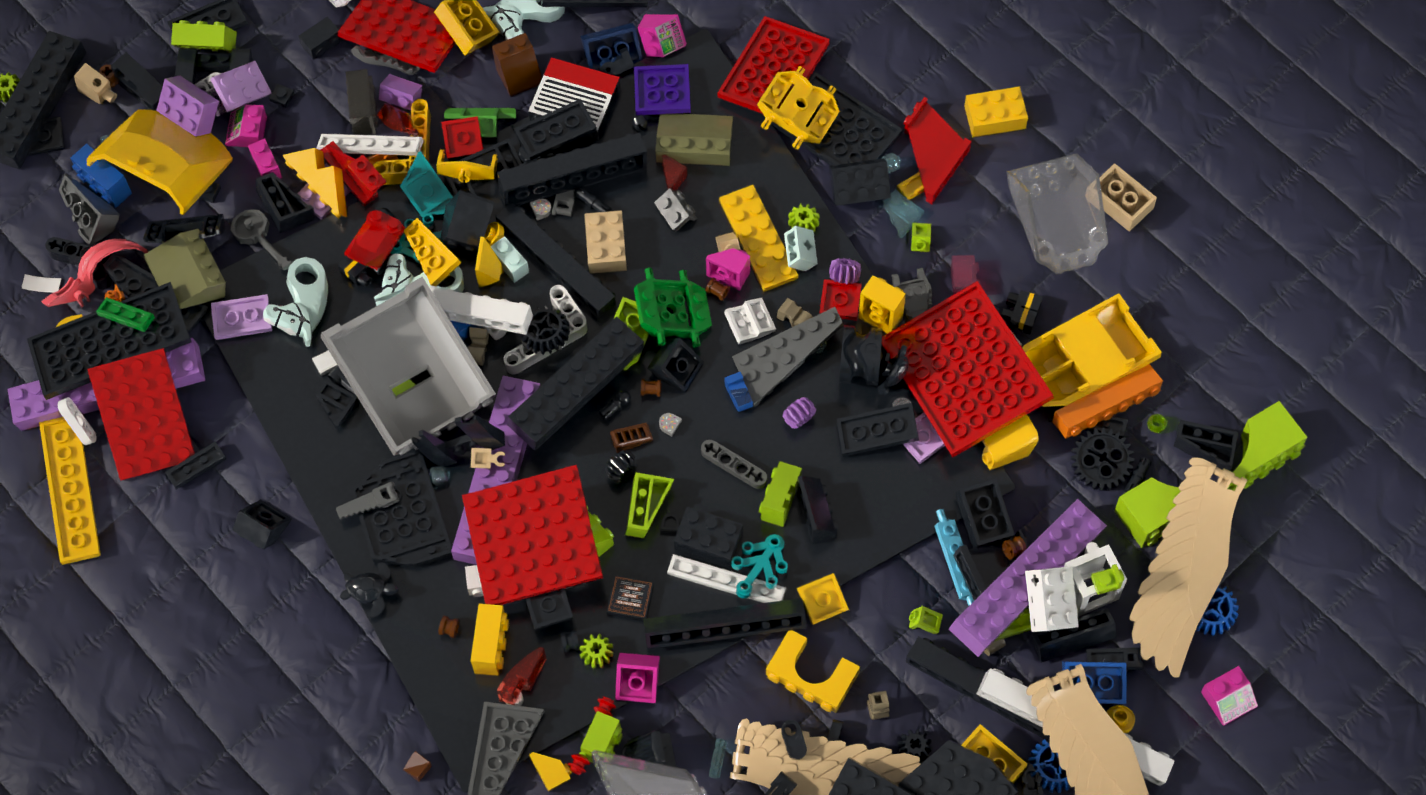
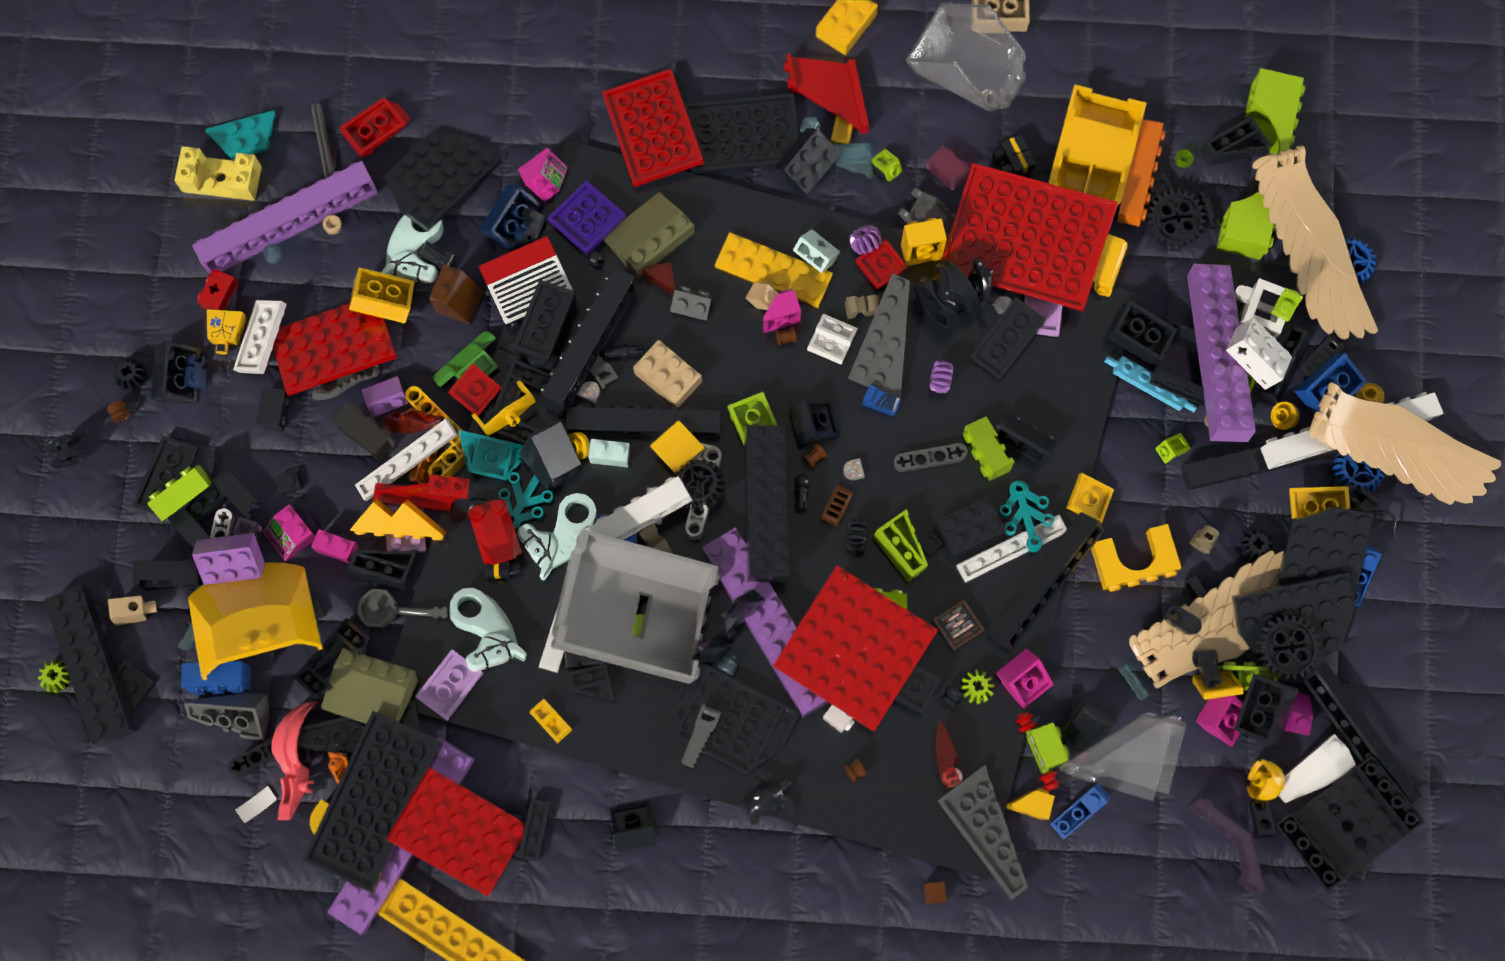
camera: 45 degrees left, 10 degrees up
(76, 421) = (410, 885): white beam -> none
(107, 72) = (127, 586): reddish brown bush -> none
(125, 314) = (366, 769): green tile -> none
(240, 86) = (254, 504): lavender plate -> none
(282, 402) = (550, 721): none -> yellow slope
(431, 252) = (551, 502): yellow wing -> none
(483, 458) = (758, 622): tan plate -> none
(488, 265) = (601, 472): yellow slope -> none
(489, 639) = (897, 752): yellow brick -> none
(532, 30) = (436, 256): none -> black piece
(558, 292) = (677, 447): none -> yellow tile
(655, 295) = (752, 379): green piece -> none
(793, 117) = (724, 151): yellow piece -> none
(797, 215) = (797, 220): lime gear -> none
(1013, 547) = (1183, 338): reddish brown wheel -> none
(1036, 671) = (1285, 415): none -> yellow plate
(1230, 695) = (1419, 312): dark pink slope -> none

